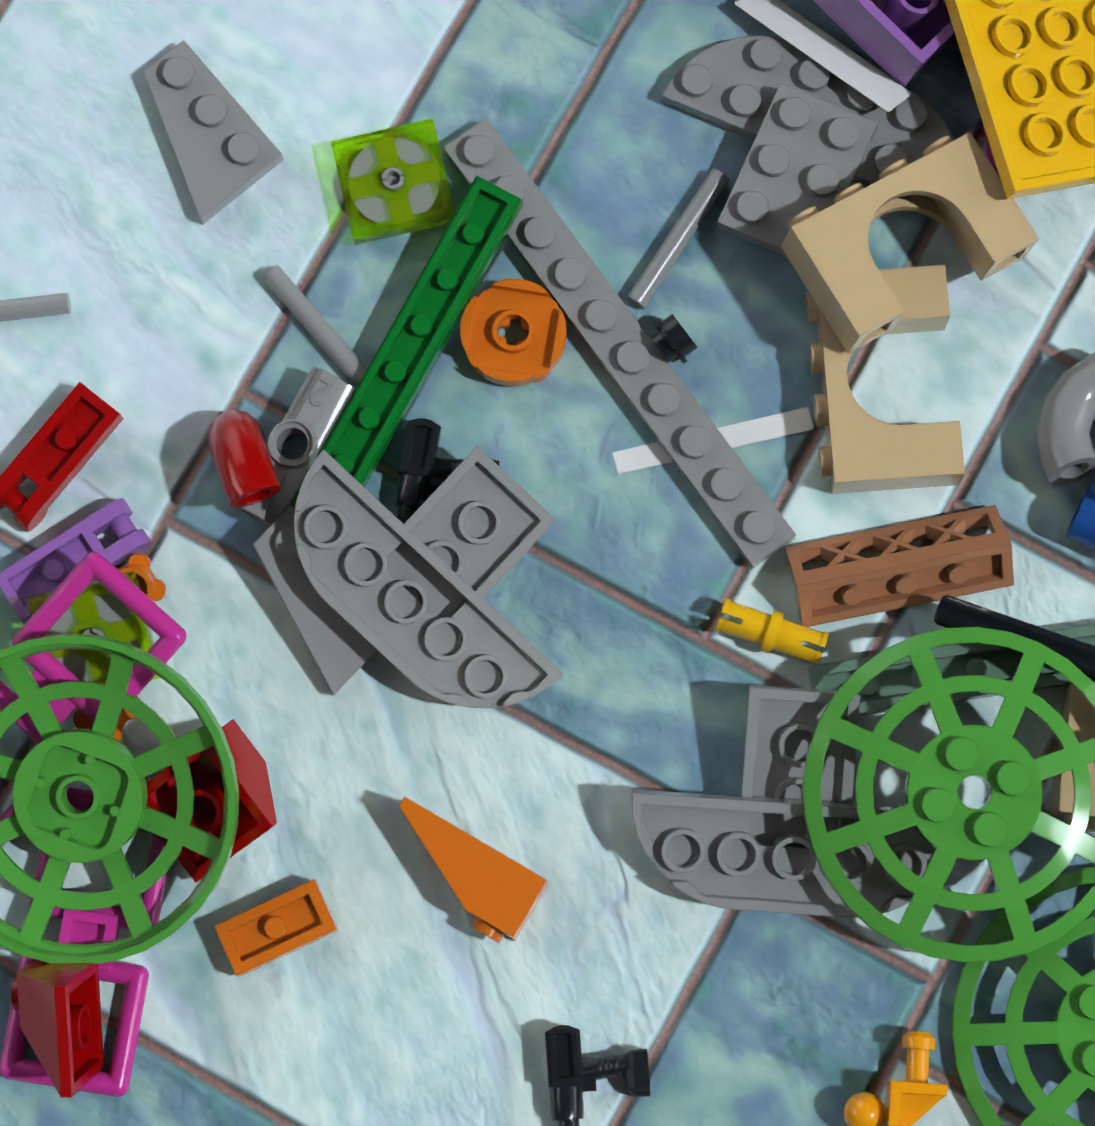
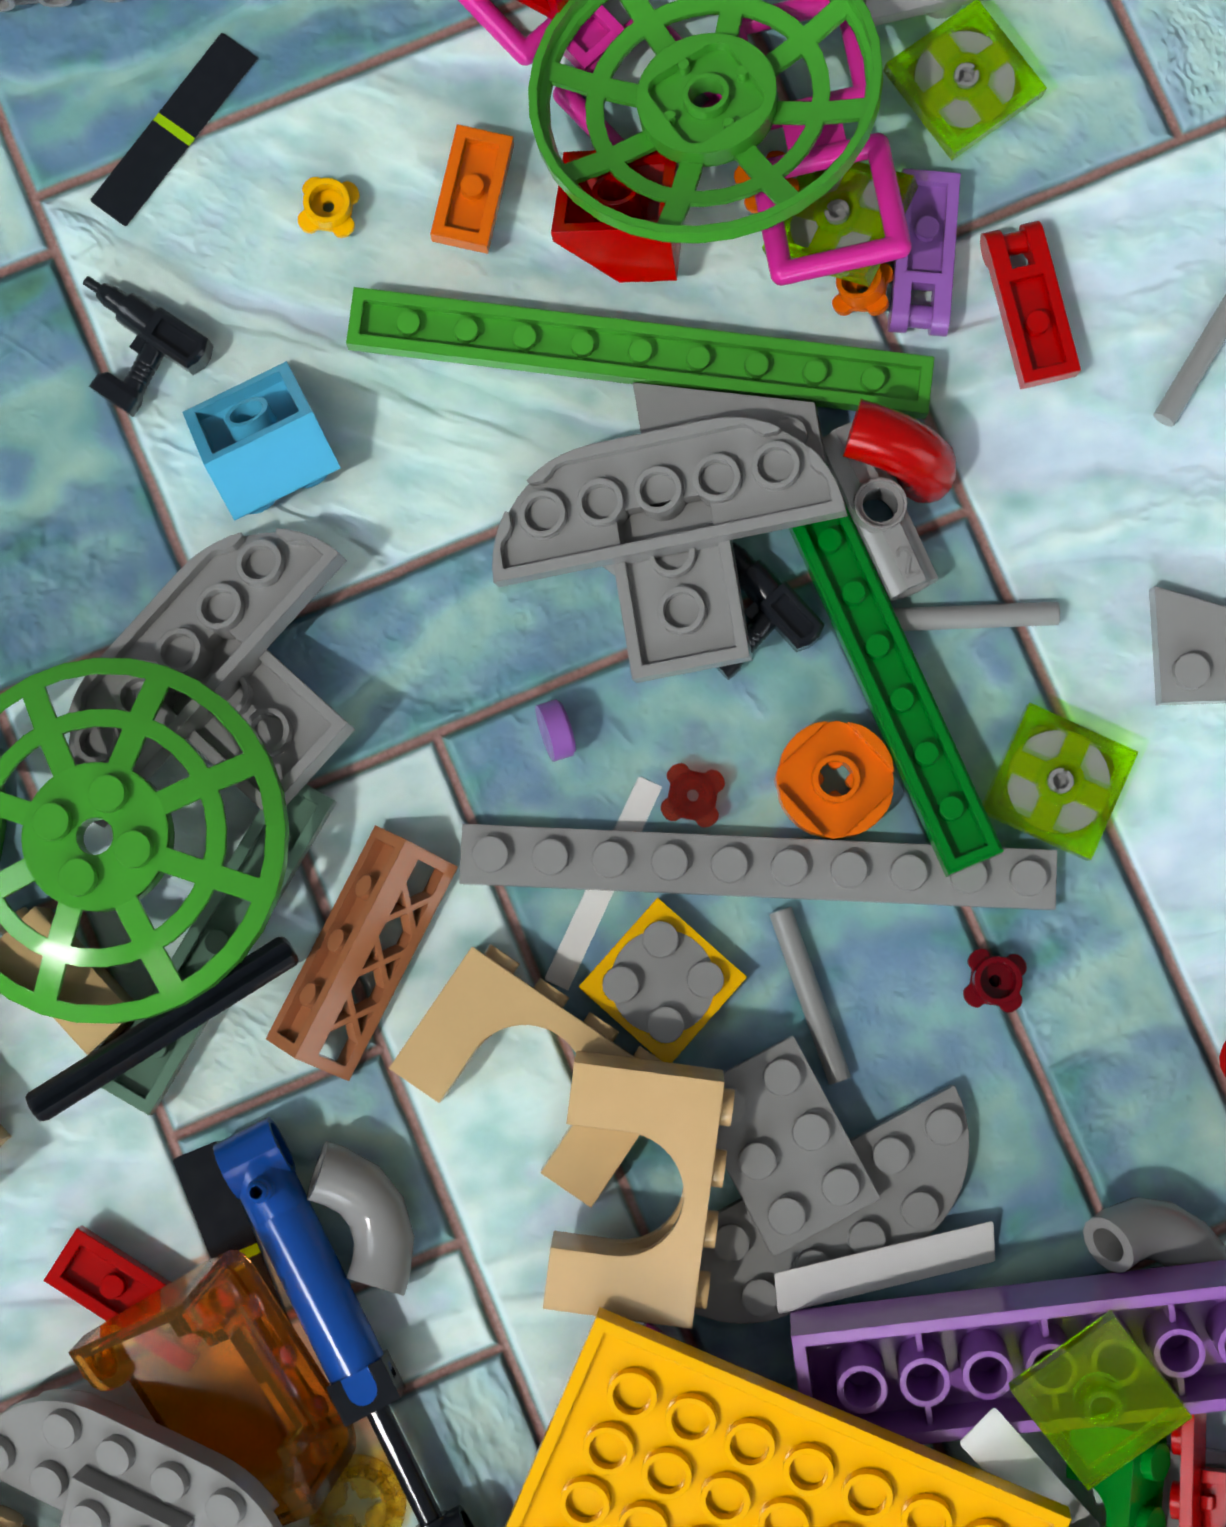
camera: 115 degrees right, 5 degrees up
(309, 710) = (636, 352): none -> bright green plate
(357, 1022) = (327, 190): none -> yellow plate
(484, 880) = (378, 384): orange slope -> none
(570, 108) = (1009, 971): none -> dark red plate
(589, 932) = (260, 441): none -> medium azure slope
(599, 436) = (707, 787): none -> clear red plate
(633, 551) = (555, 730): none -> medium lavender tile
(672, 339) = (718, 913): black plate -> none
(750, 344) = (662, 982): none -> light grey piece
(772, 632) = (391, 794): yellow pin -> none

